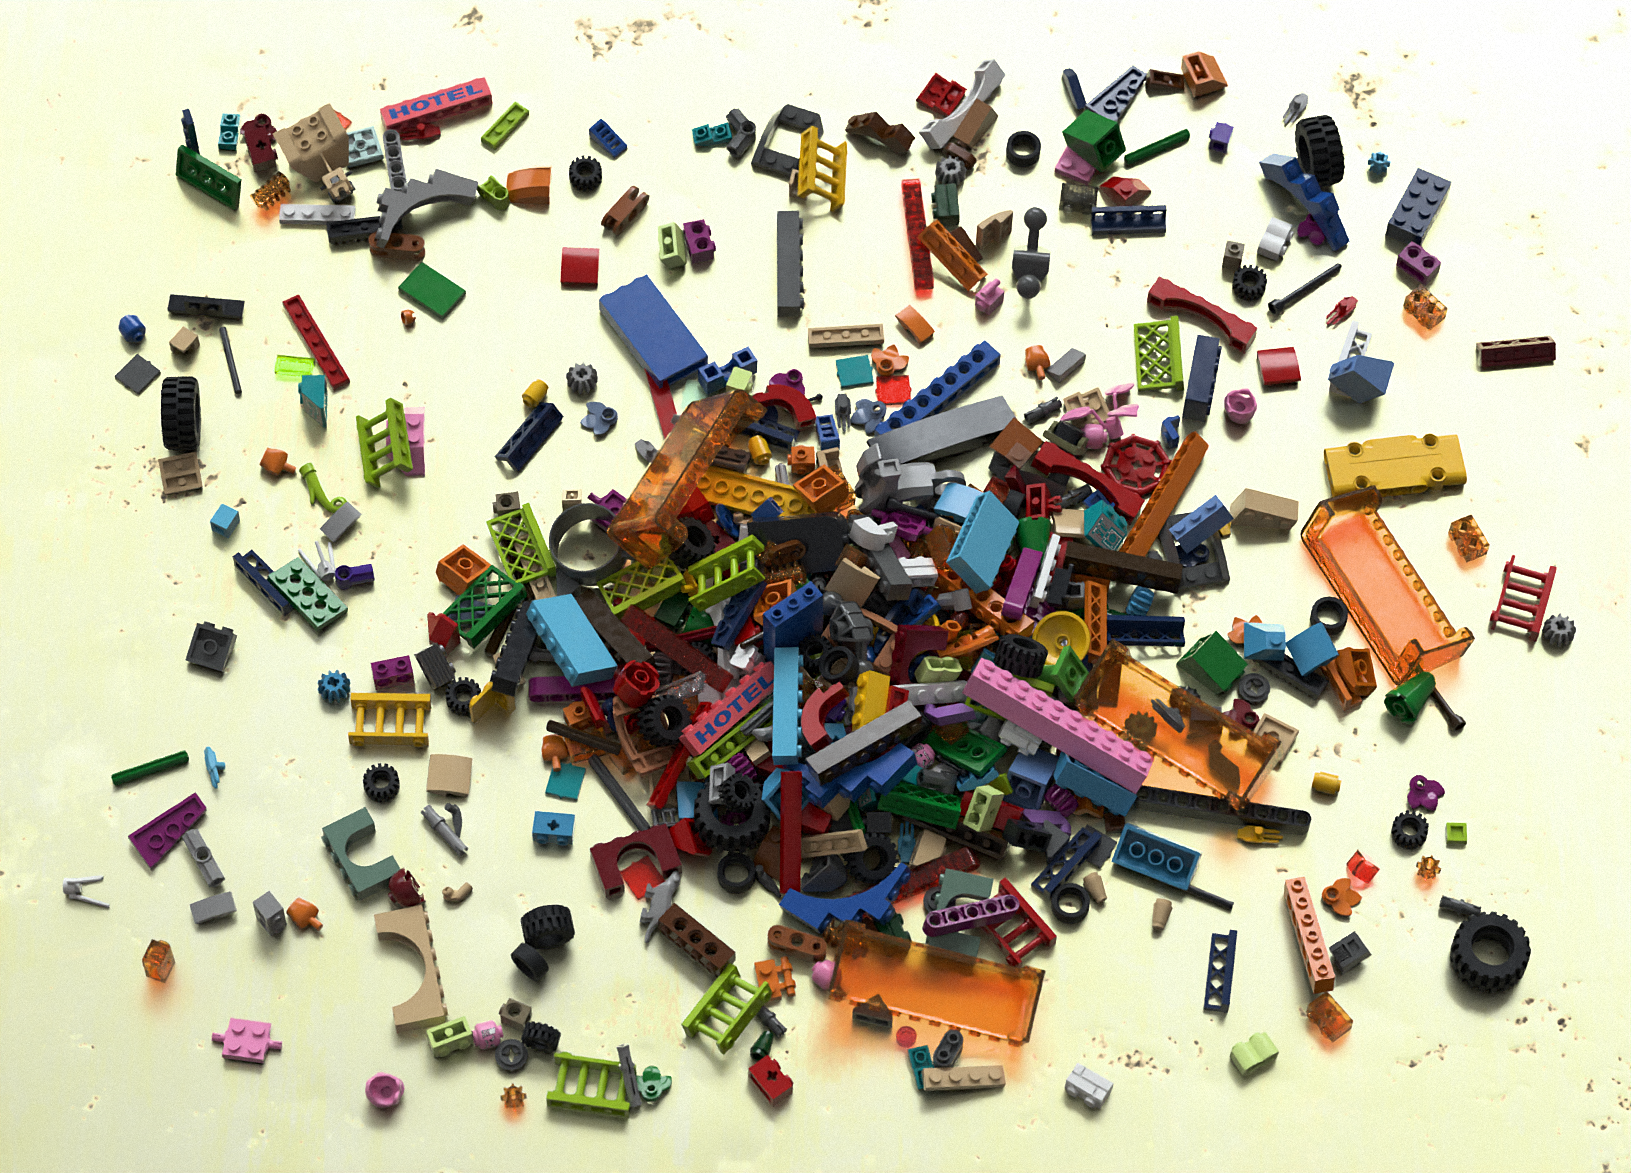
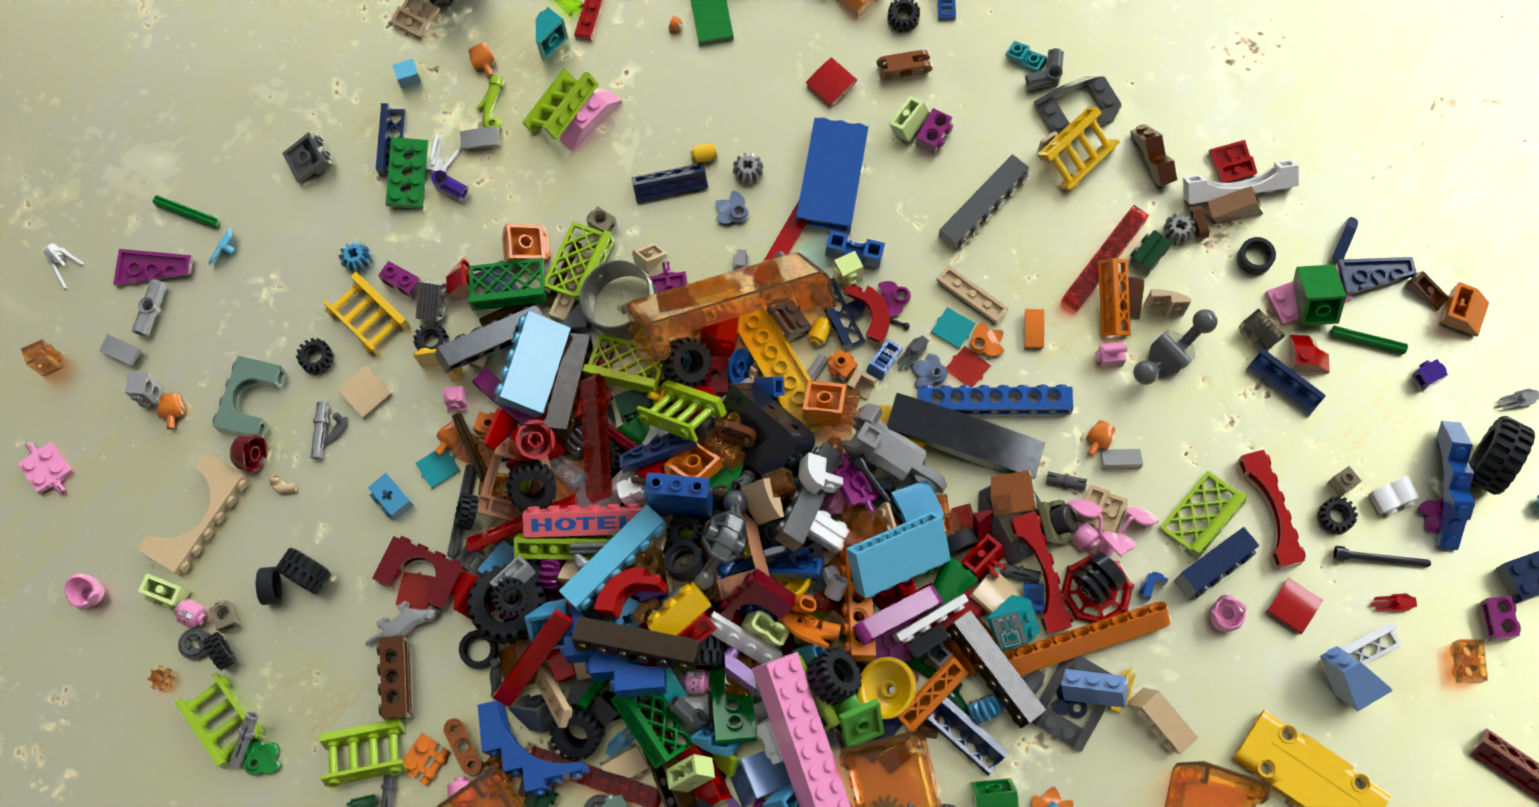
camera: 50 degrees right, 10 degrees up
(529, 720) = (455, 398): none -> bright pink brick
(629, 783) = (466, 511): none -> black tyre
(841, 722) = (643, 607): none -> clear orange arm
(1133, 449) = (1099, 578): none -> black wheel

